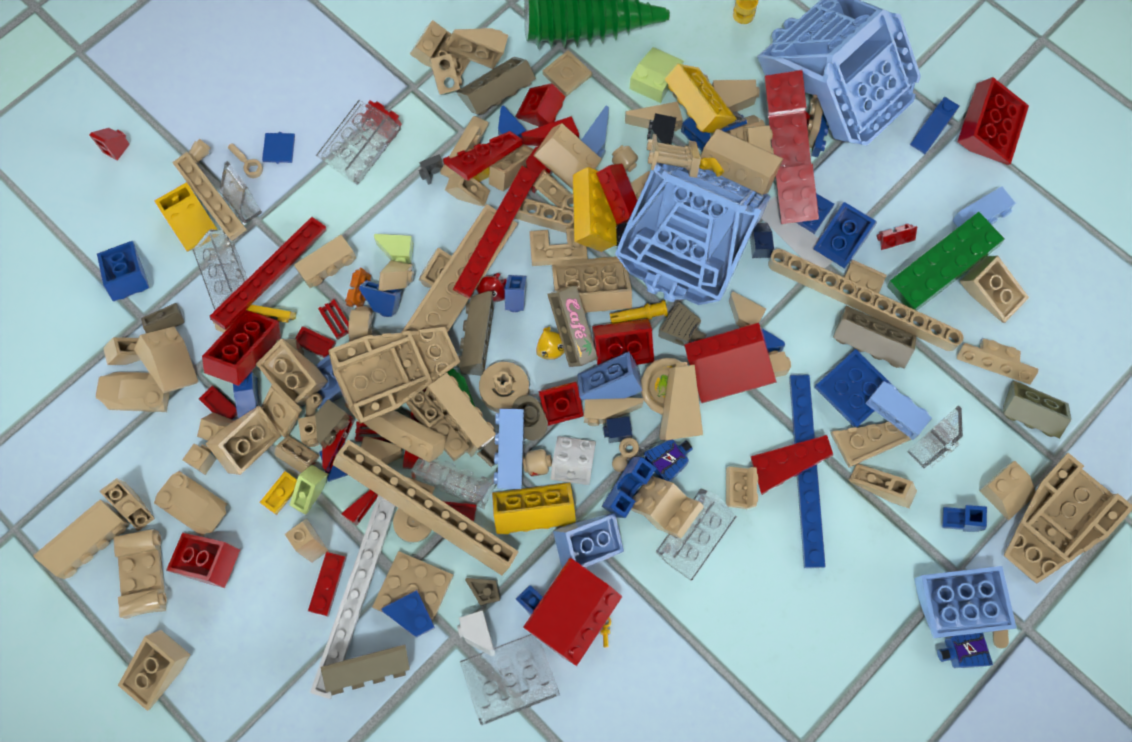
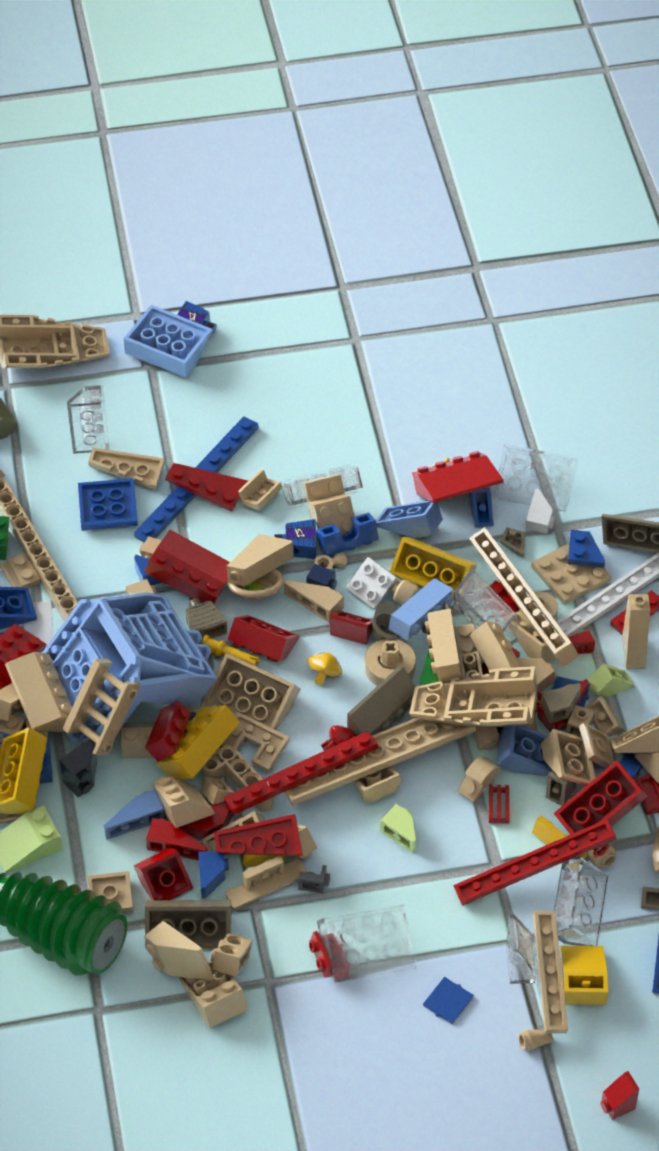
camera: 145 degrees left, 20 degrees down
(248, 163) = (489, 1000): tan piece -> none
(279, 493) = (636, 693): yellow plate -> none
(314, 342) = (531, 796): red tile -> none
(325, 261) = (474, 853): tan brick -> none
(354, 296) = (454, 820): orange hinge -> none
(382, 302) = (444, 786): blue slope -> none
(395, 276) = (419, 796): tan slope -> none
(515, 293) = (319, 727): blue slope -> none
(572, 326) = (298, 656): dark tan brick -> none
(611, 379) = (300, 610): medium blue slope -> none
(625, 156) = (128, 779): tan head -> none
(642, 116) = (62, 796): tan slope -> none
(711, 164) = (68, 696): yellow arm -> none
(875, 337) = (56, 525): dark tan slope -> none
(887, 486) = (151, 433): tan slope -> none
(899, 410) = (93, 463): light blue brick -> none
(968, 519) = (111, 377): blue brick -> none
(1009, 490) = (62, 386): tan slope -> none

